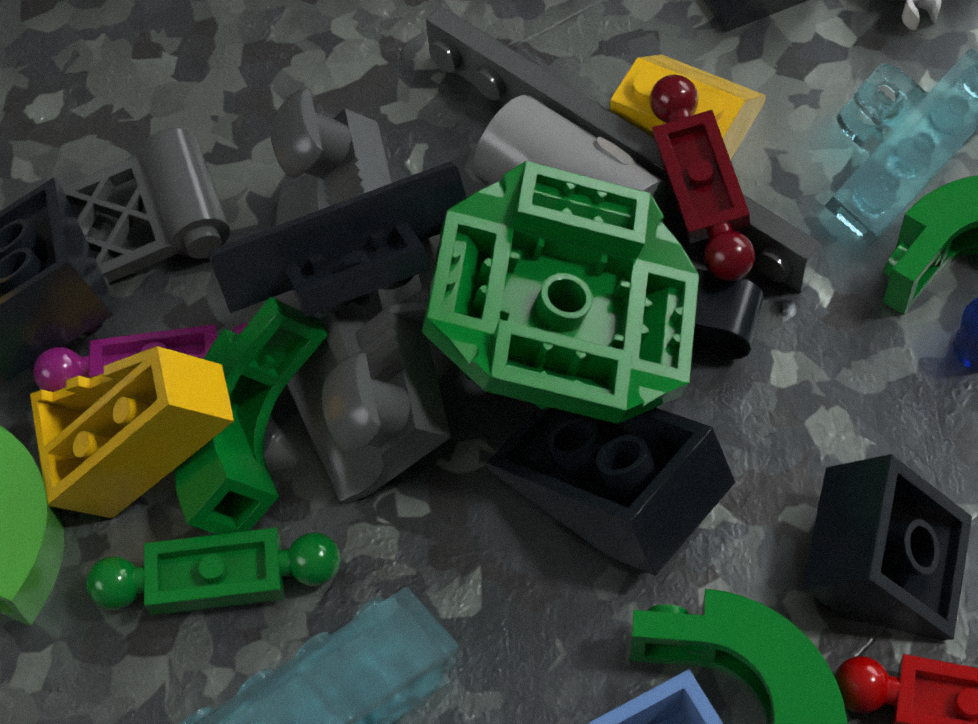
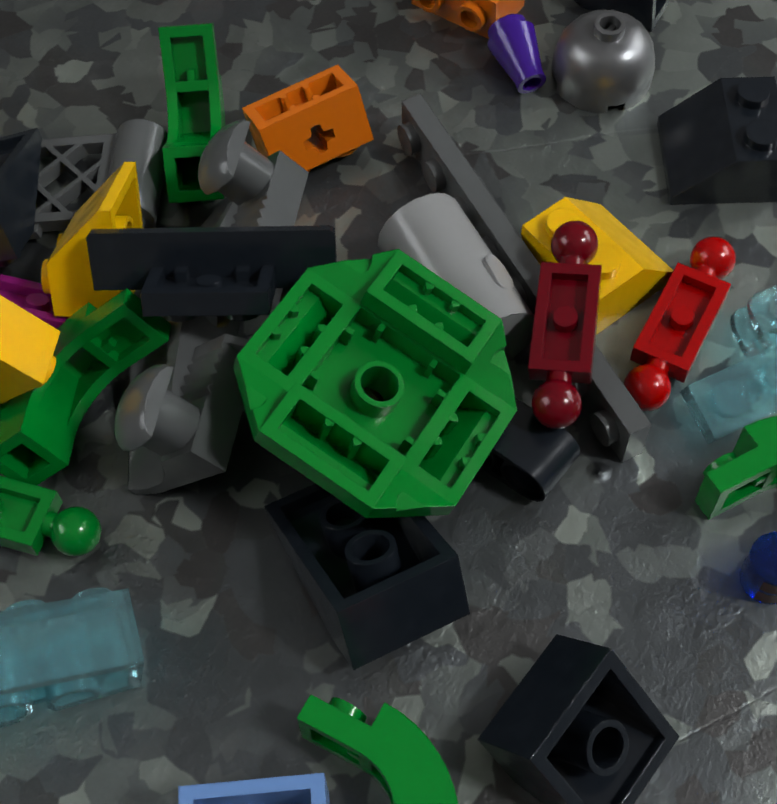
camera: 20 degrees right, 0 degrees up
(183, 280) = (68, 269): none -> yellow slope
(215, 105) = (193, 106): none -> green arch
(344, 64) = (311, 119): none -> orange brick
(795, 138) = (680, 322): none -> red plate

